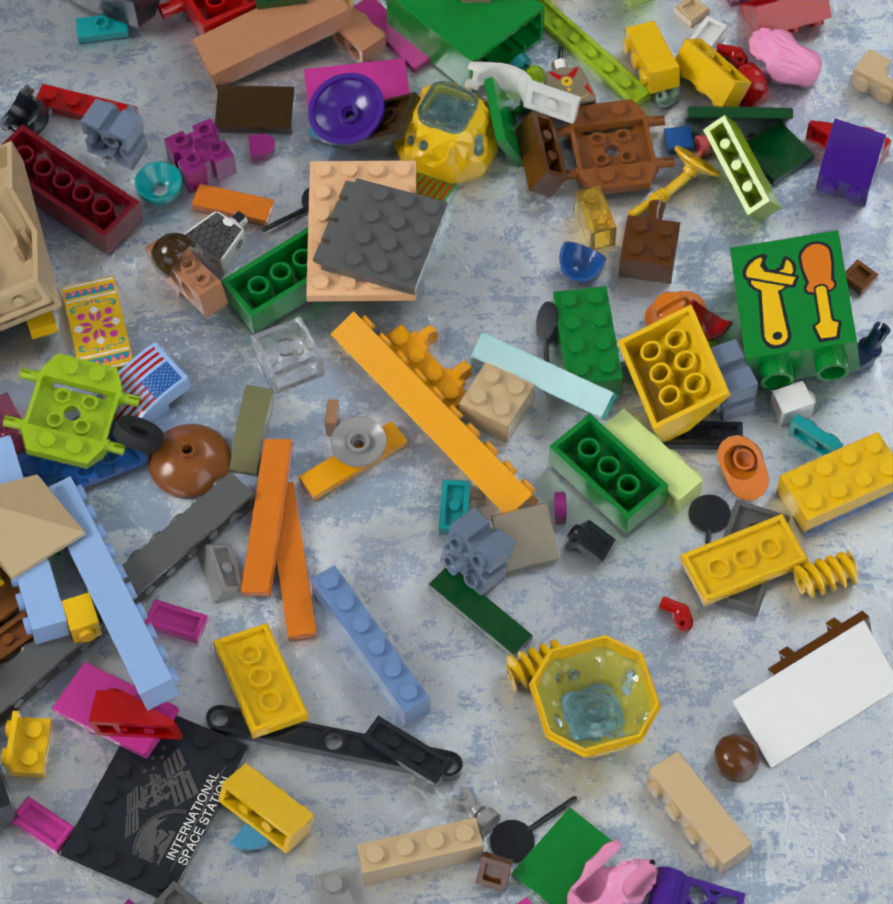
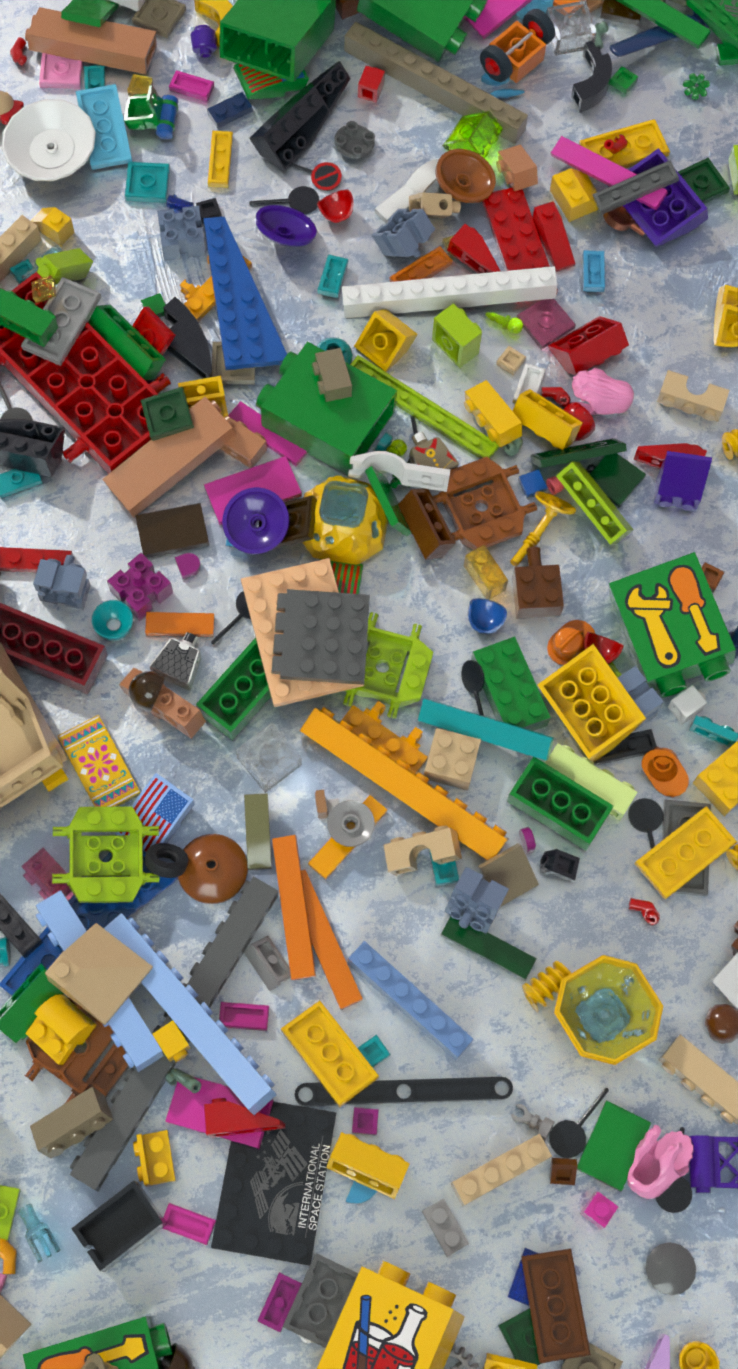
camera: 20 degrees left, 10 degrees up
(84, 664) = (188, 1081): none -> sand green arm
(279, 764) = (365, 1121): none -> magenta tile
(313, 692) = (374, 1051): none -> teal tile
(407, 751) = (466, 1087): black tile -> none
(409, 486) = (402, 852): none -> tan arch
(476, 289) = (392, 650): none -> lime piece

